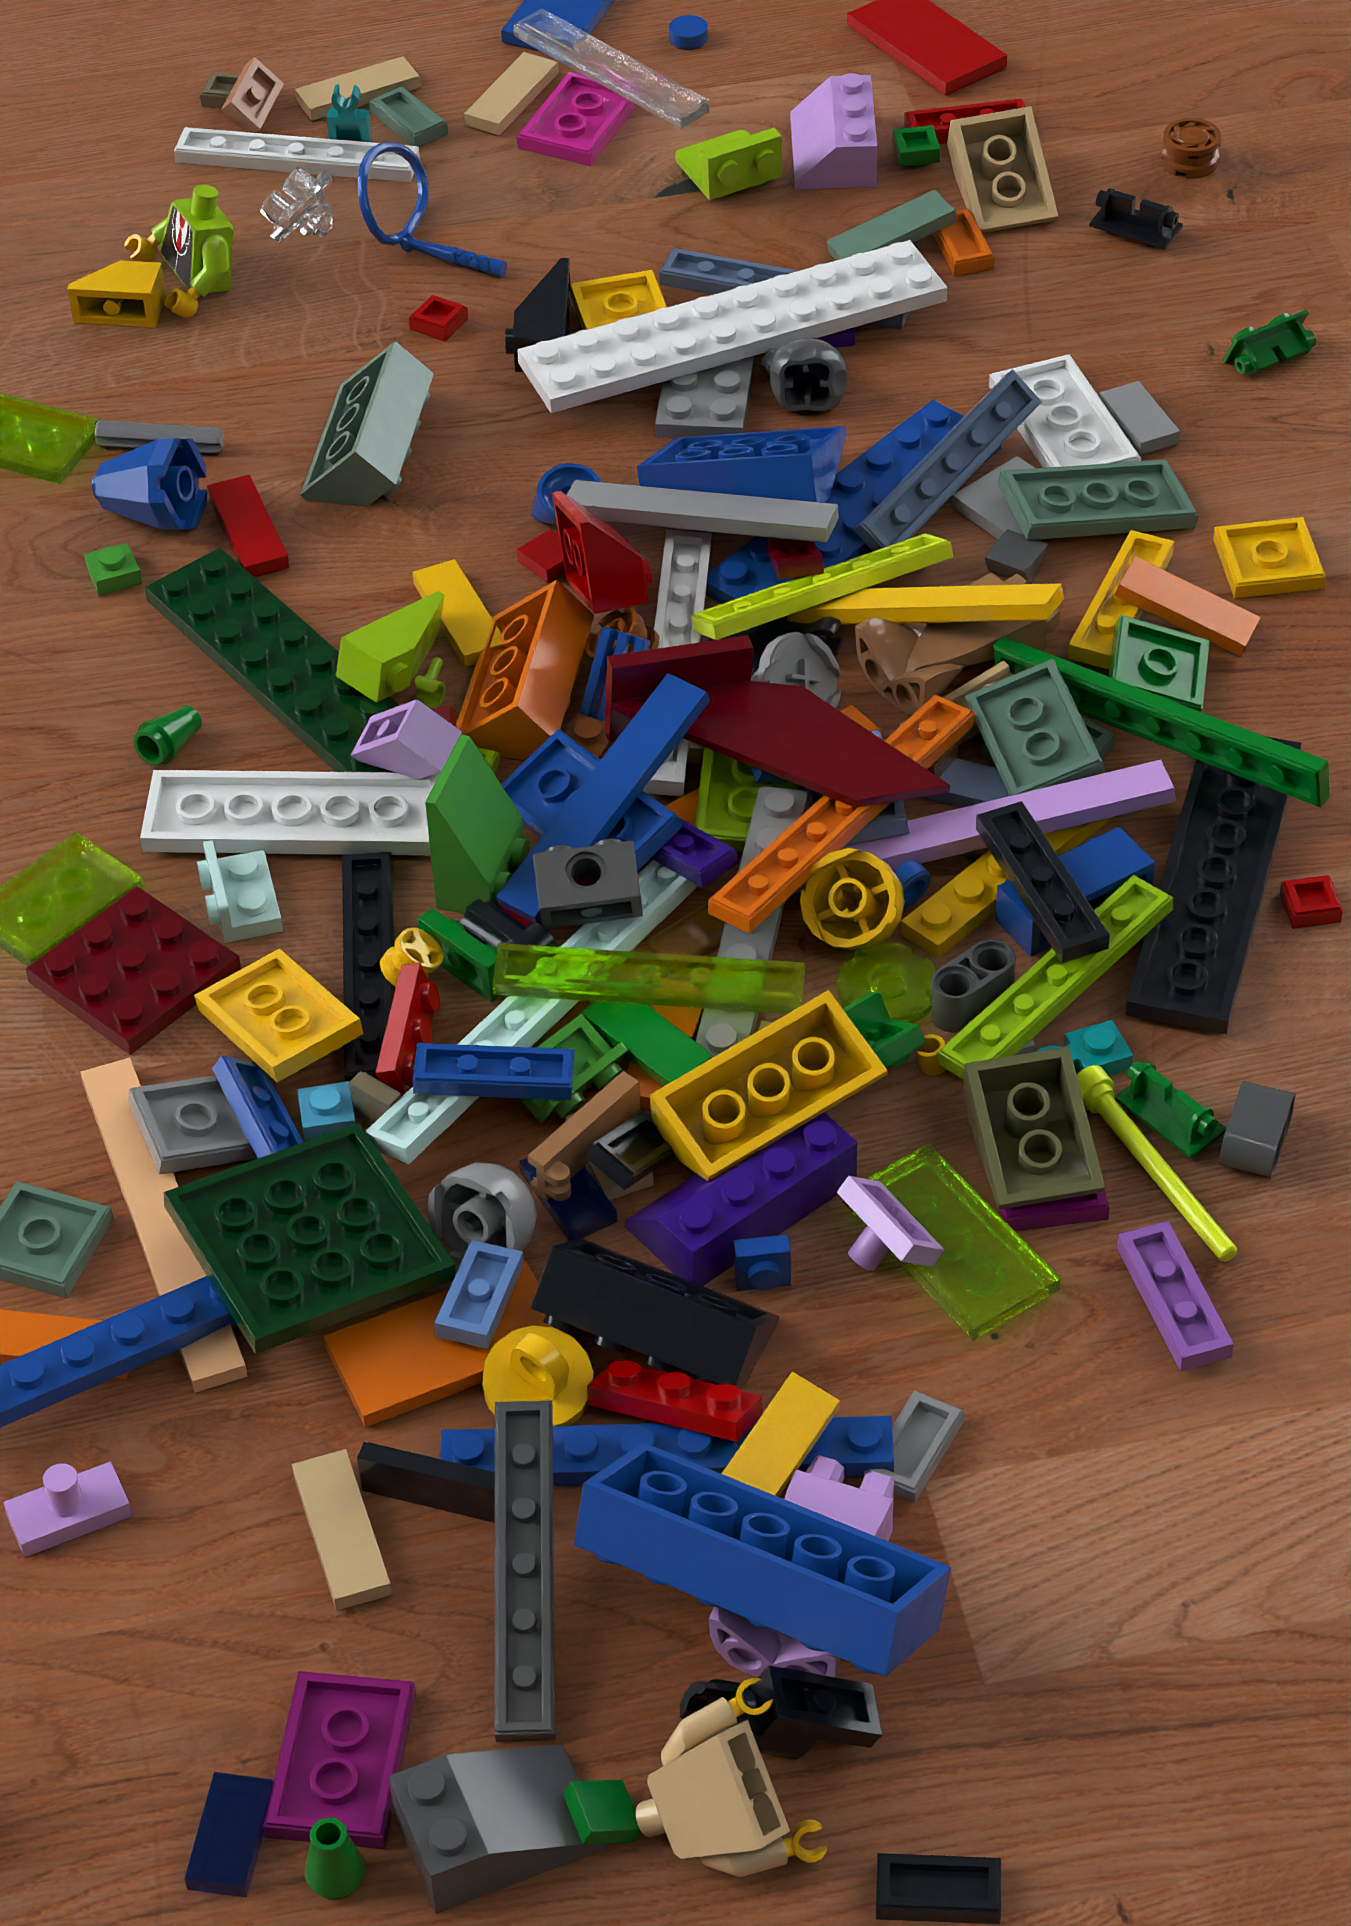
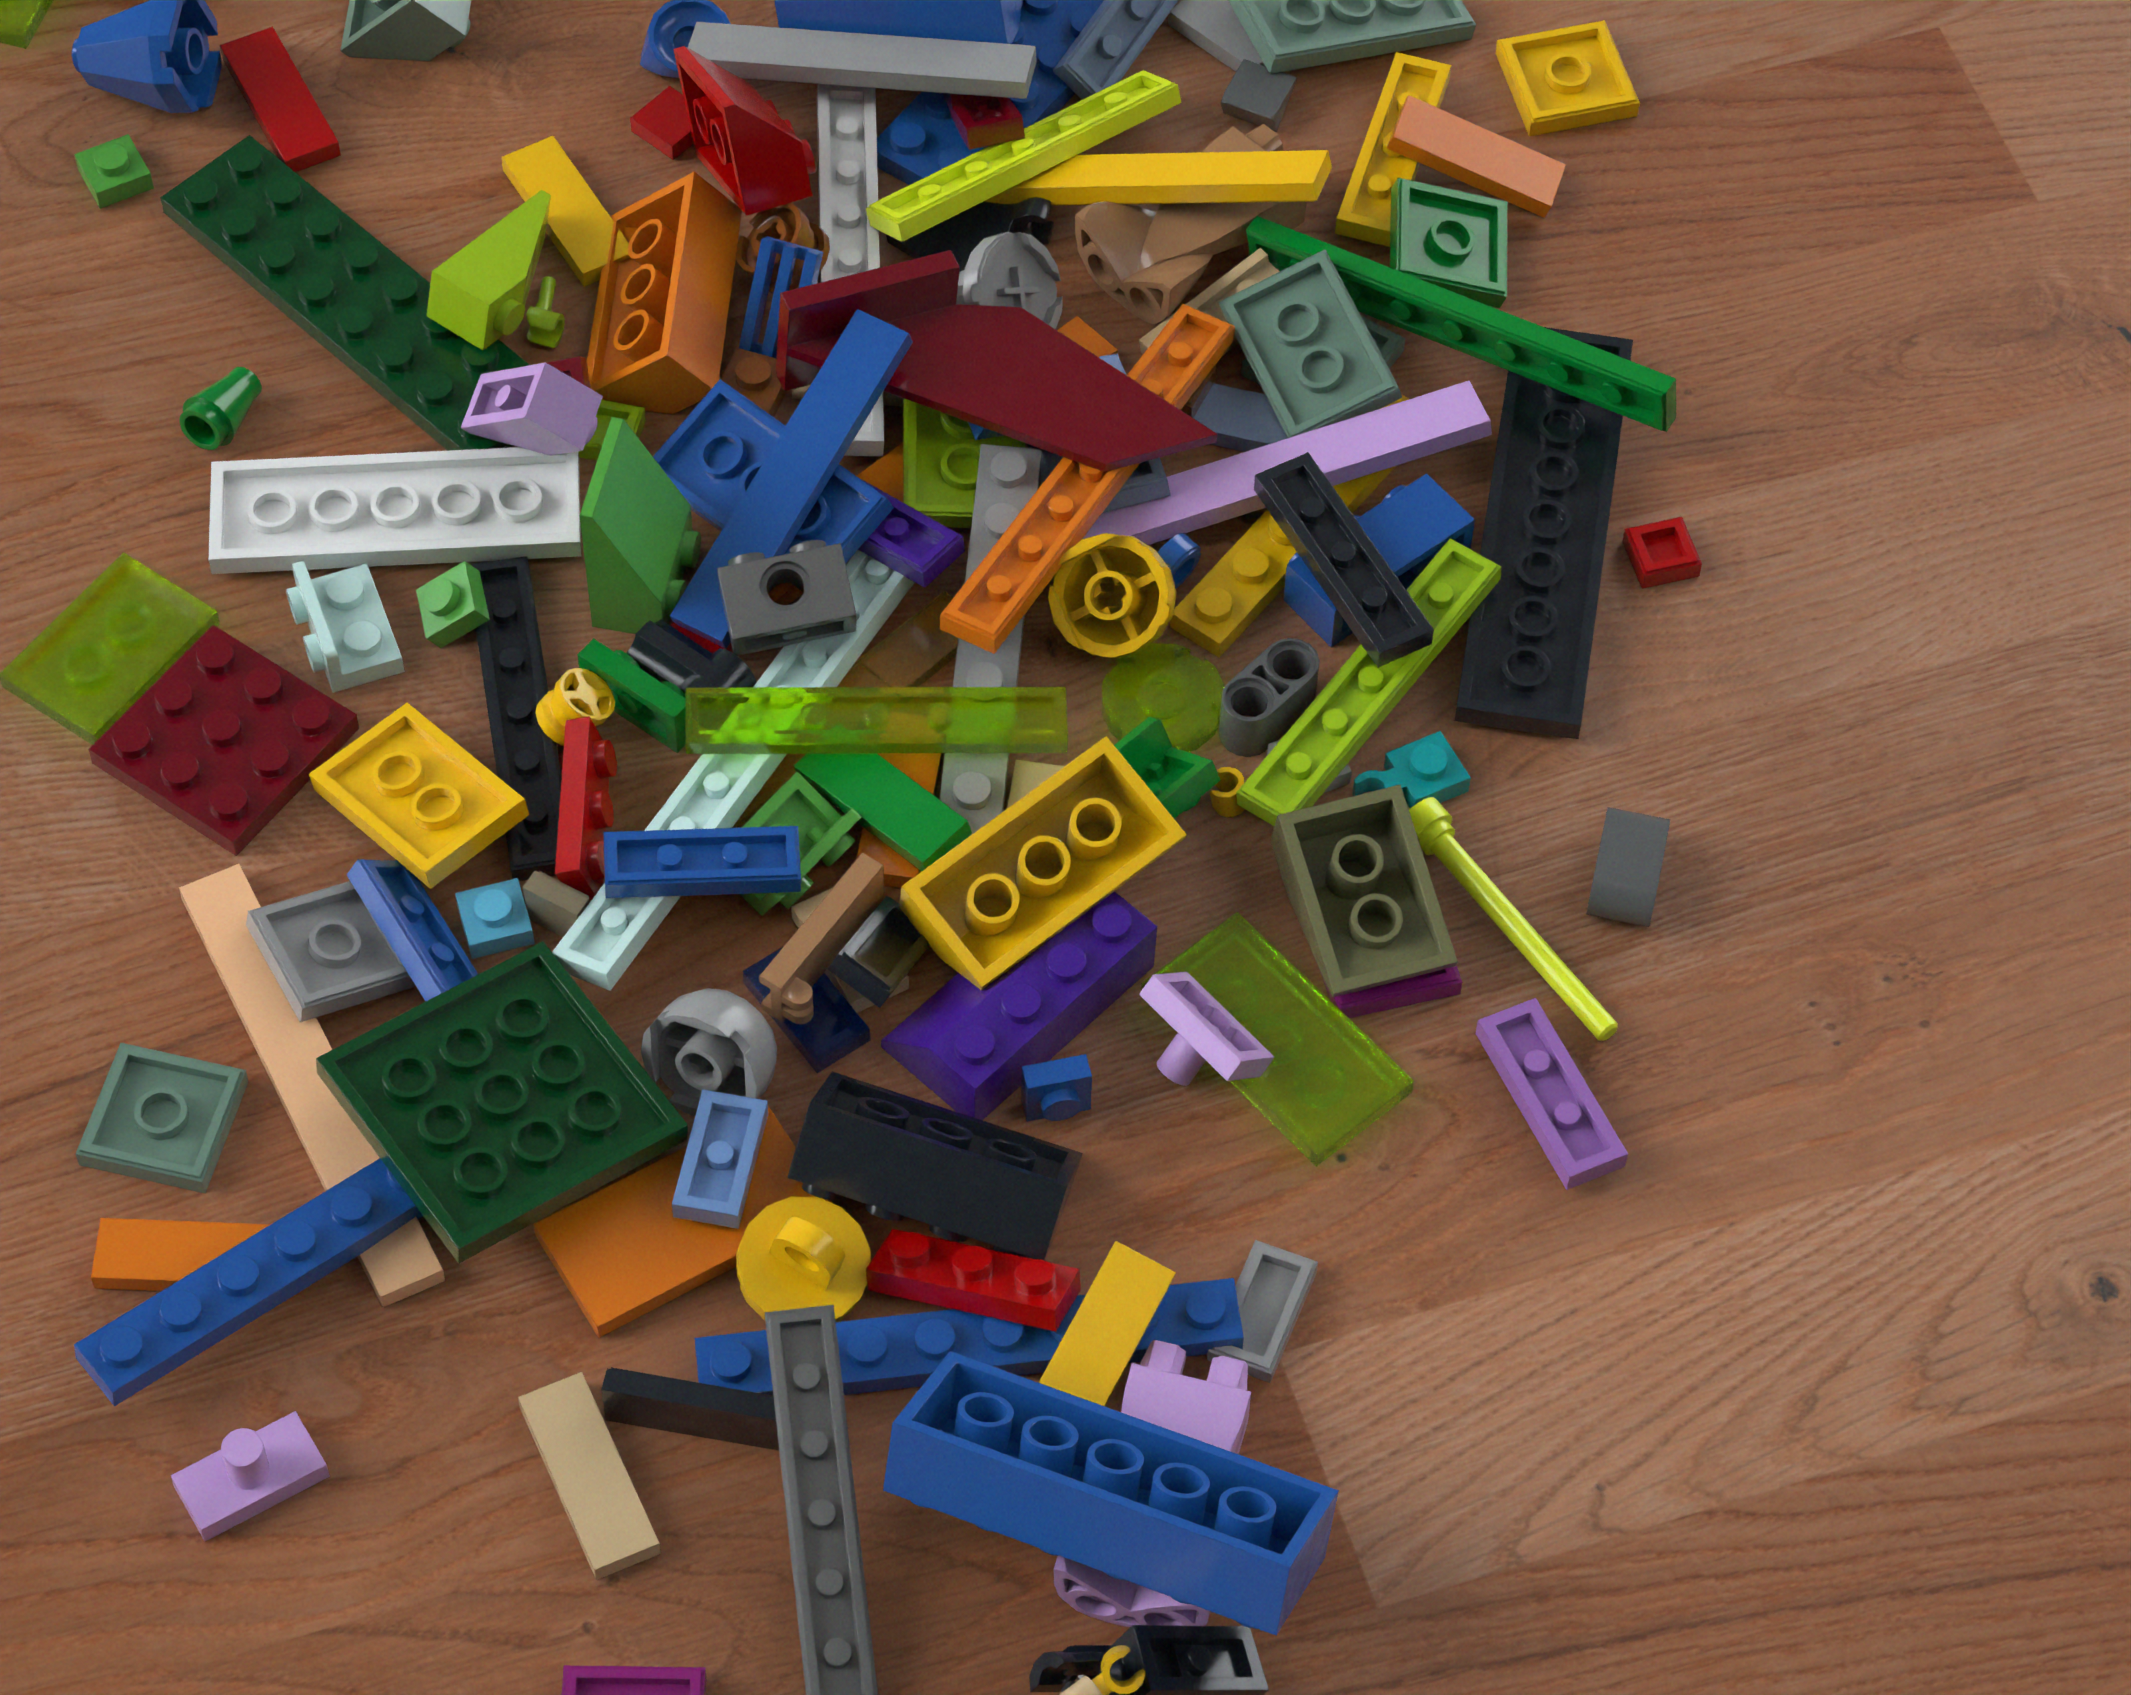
camera: 10 degrees left, 10 degrees up
(326, 882) = (452, 604): none -> bright green plate
(1169, 1111) = (1520, 849): green hinge -> none

